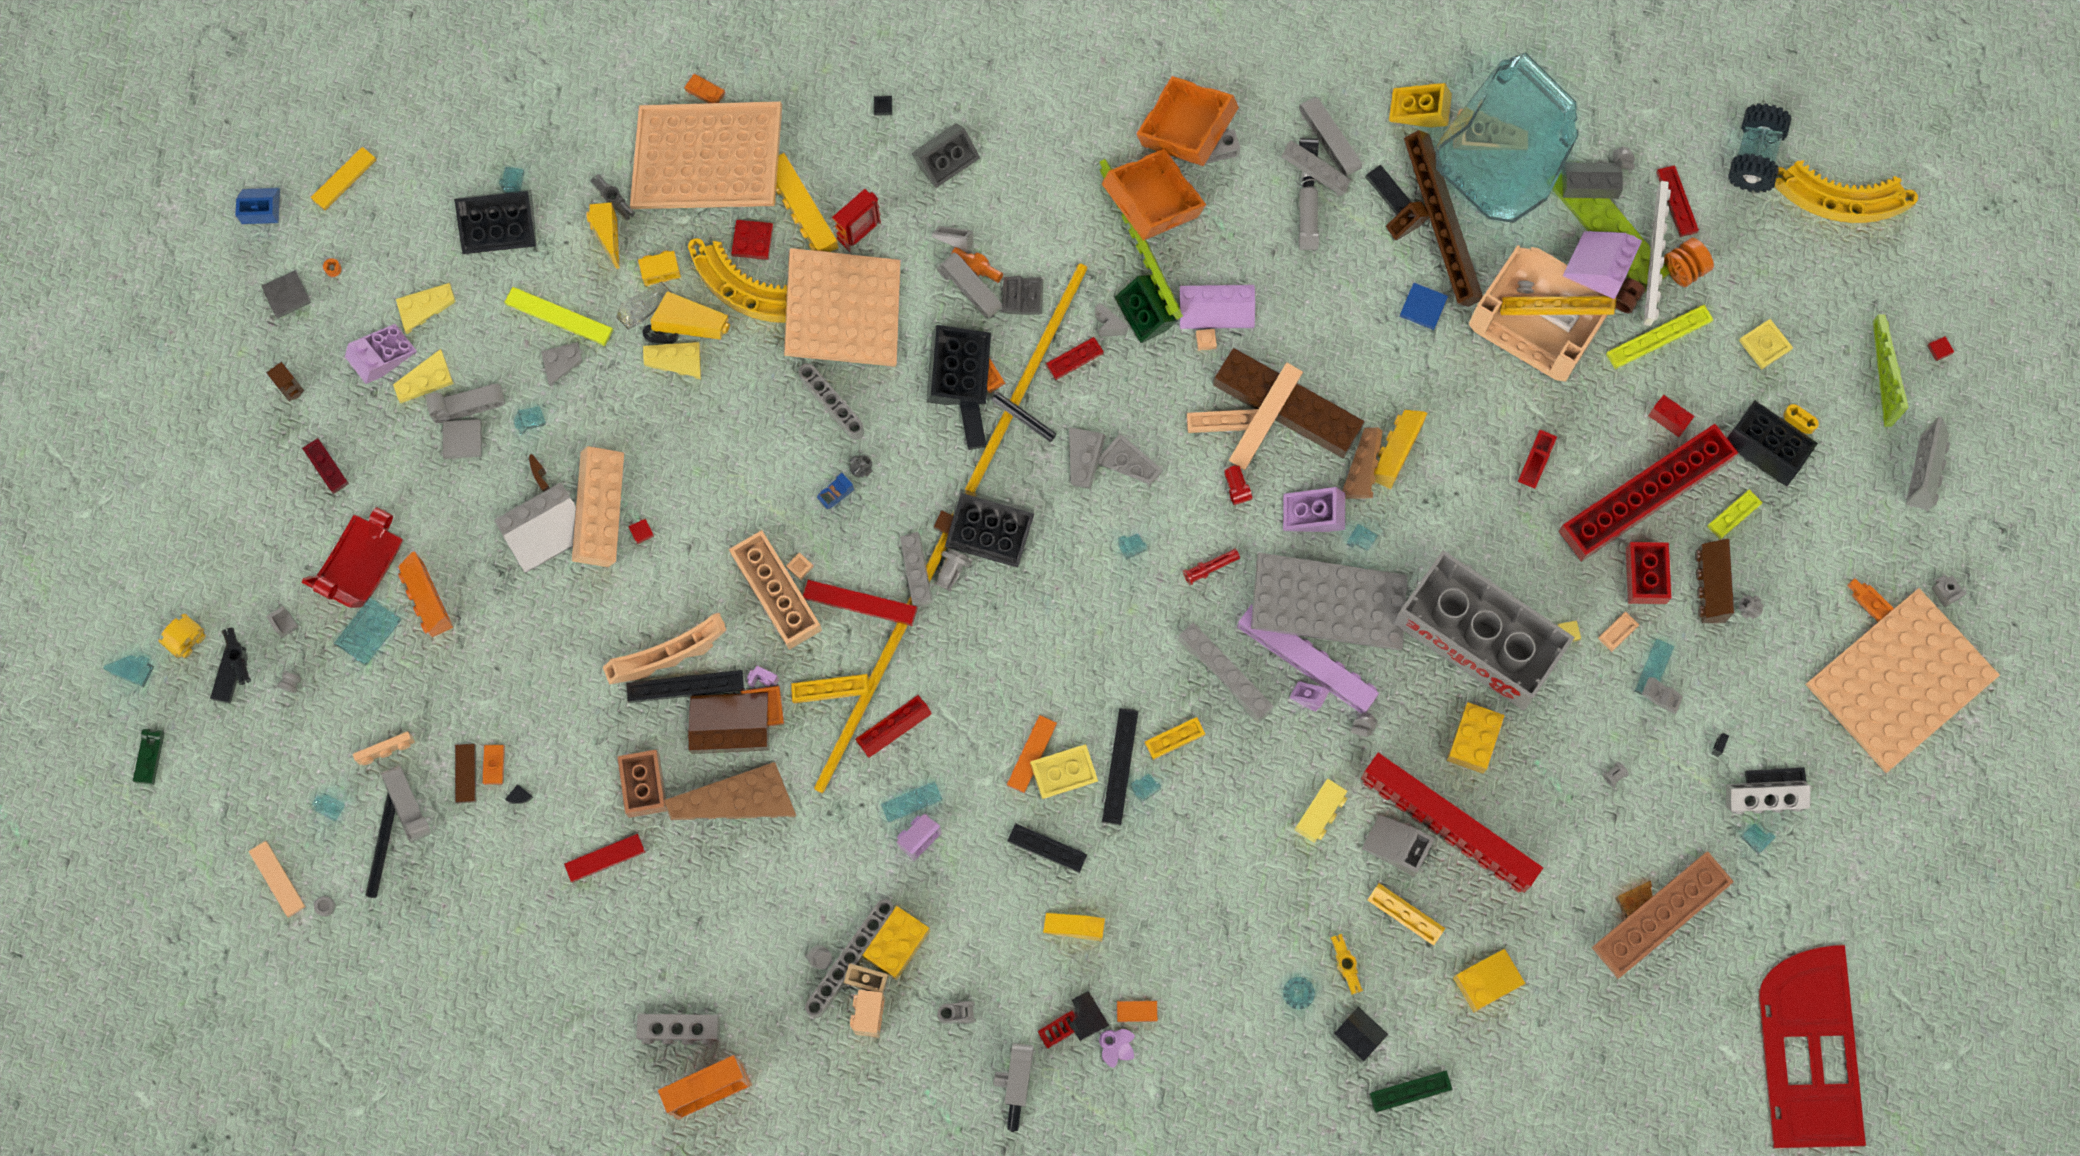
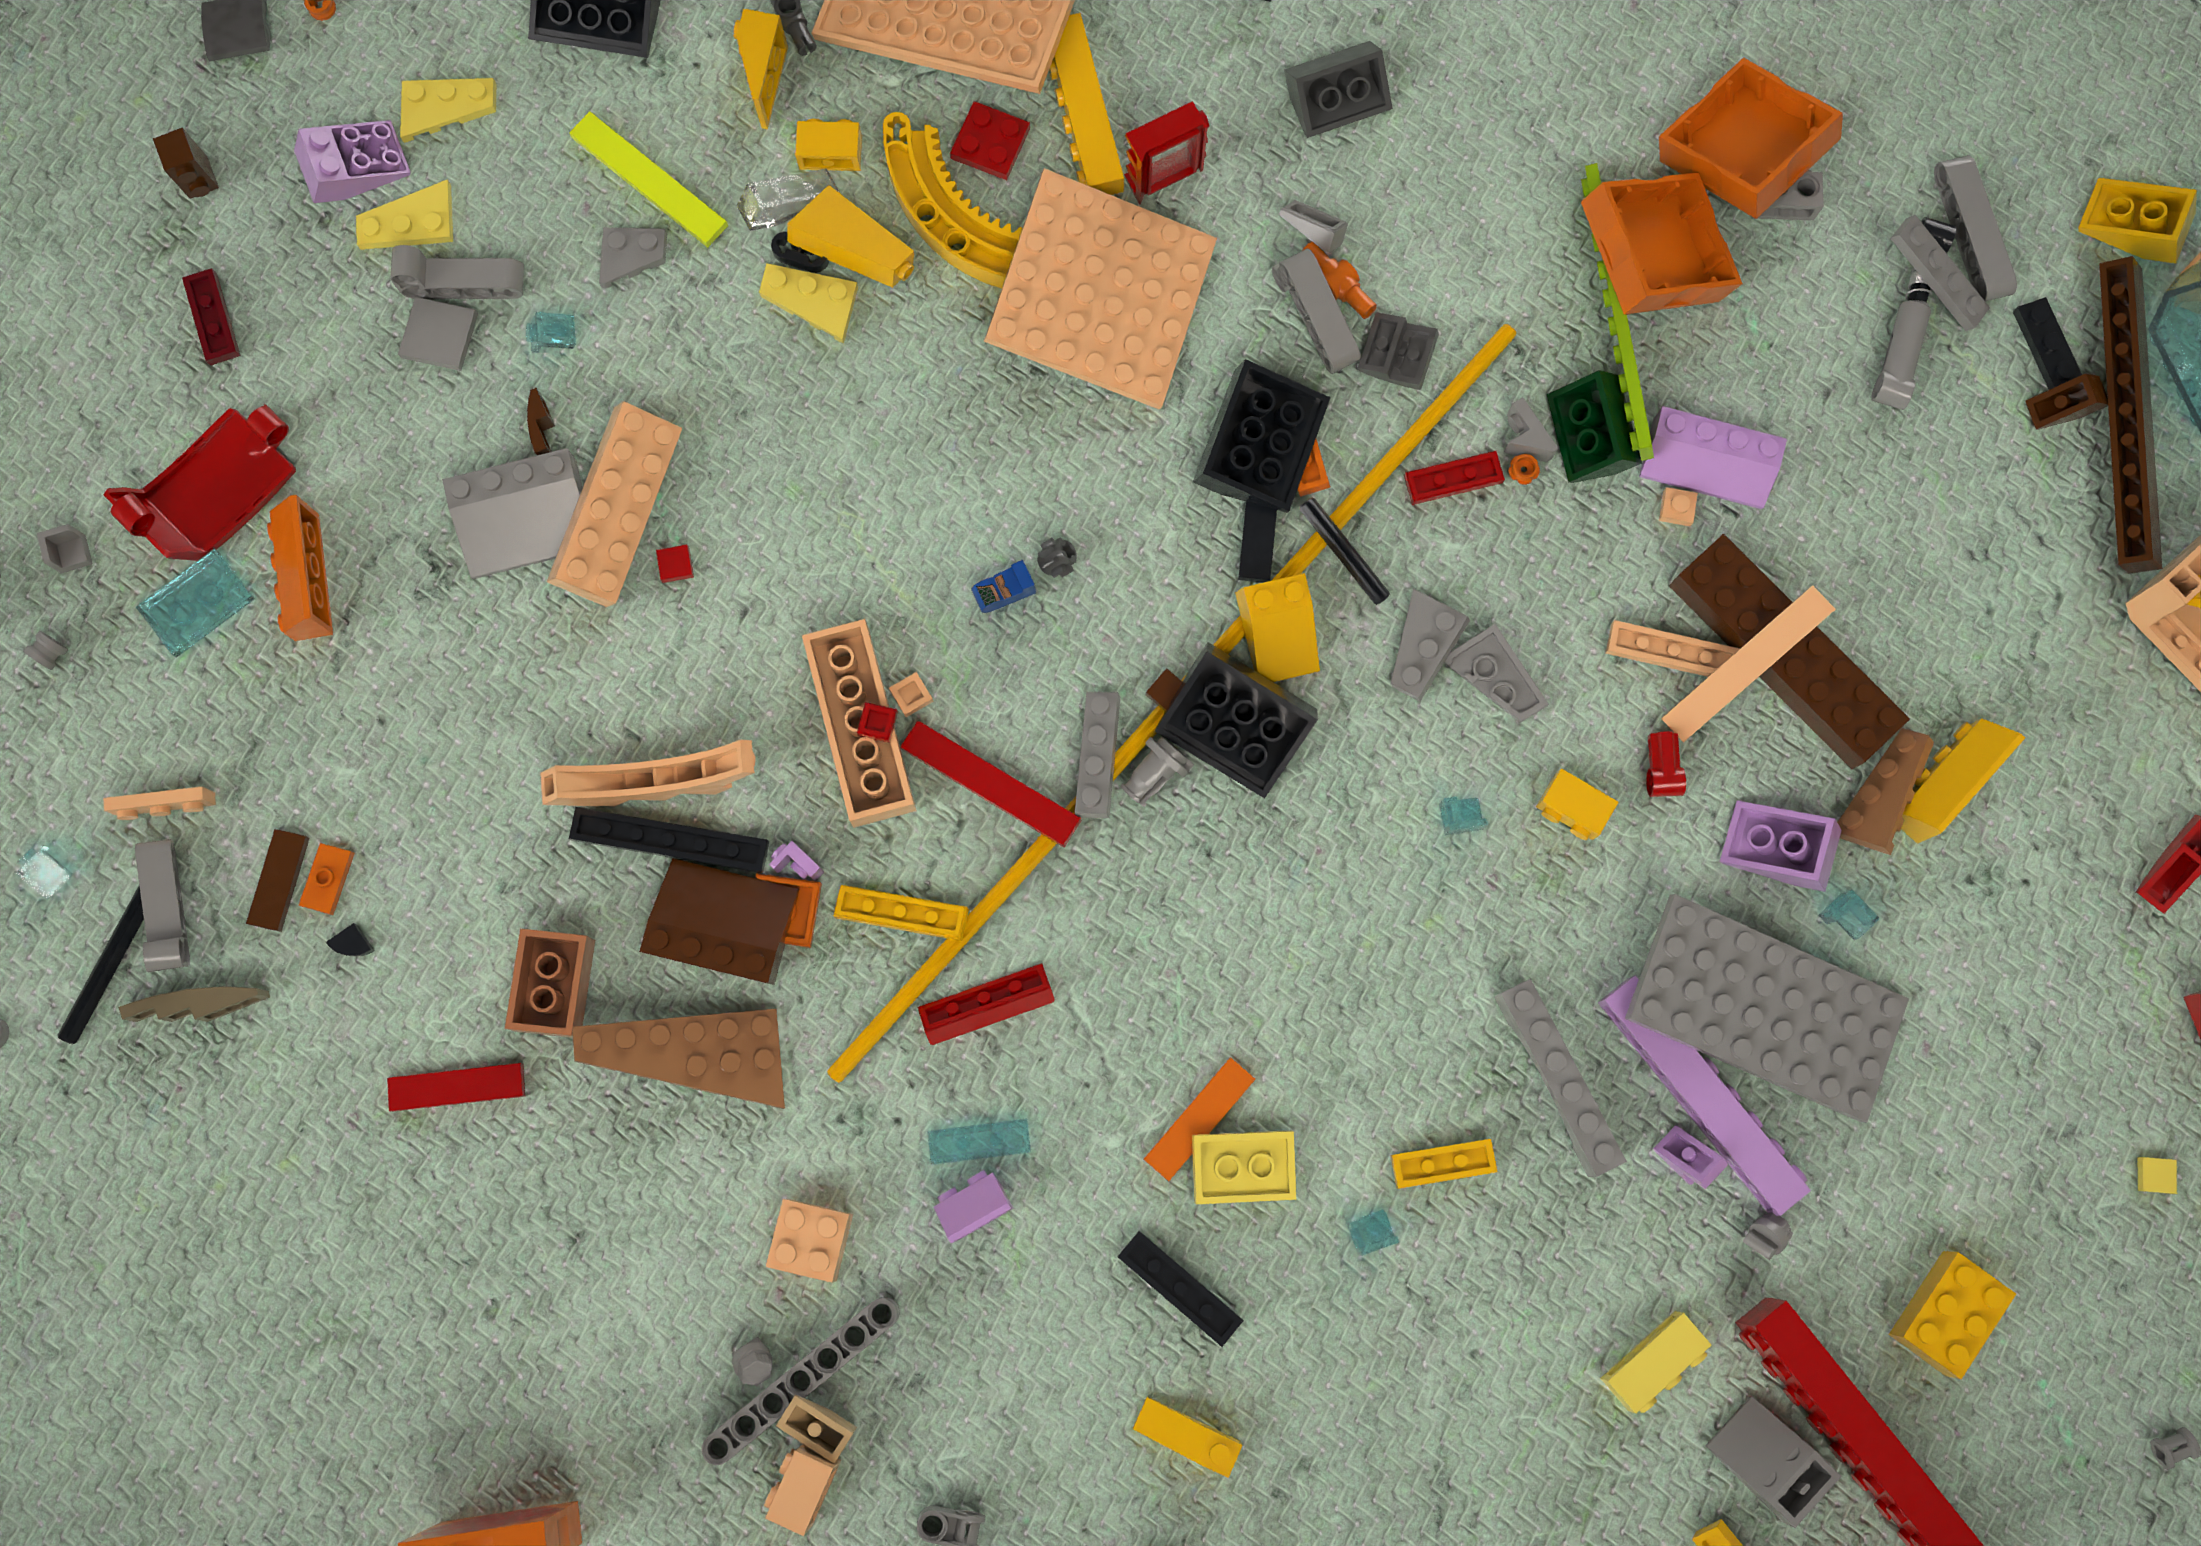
camera: 15 degrees right, 5 degrees up
(445, 851) = (203, 1003): none -> dark tan slope
(647, 1022) = (540, 1420): light grey brick -> none
(786, 585) = (877, 722): none -> red tile
(828, 393) = (1035, 424): light grey beam -> none
(832, 881) = (809, 1240): none -> light nougat brick
(896, 943) = (884, 1378): yellow brick -> none
(999, 469) = (1280, 627): none -> yellow slope
(1112, 338) = (1529, 463): none -> orange plate
(1120, 766) = (1339, 1183): black tile -> none
(1193, 521) = (1576, 805): none -> yellow brick
(1203, 570) = (1570, 891): red pin -> none
(1423, 306) = (2054, 552): blue tile -> none
(1483, 630) = (2025, 1142): light grey brick -> none

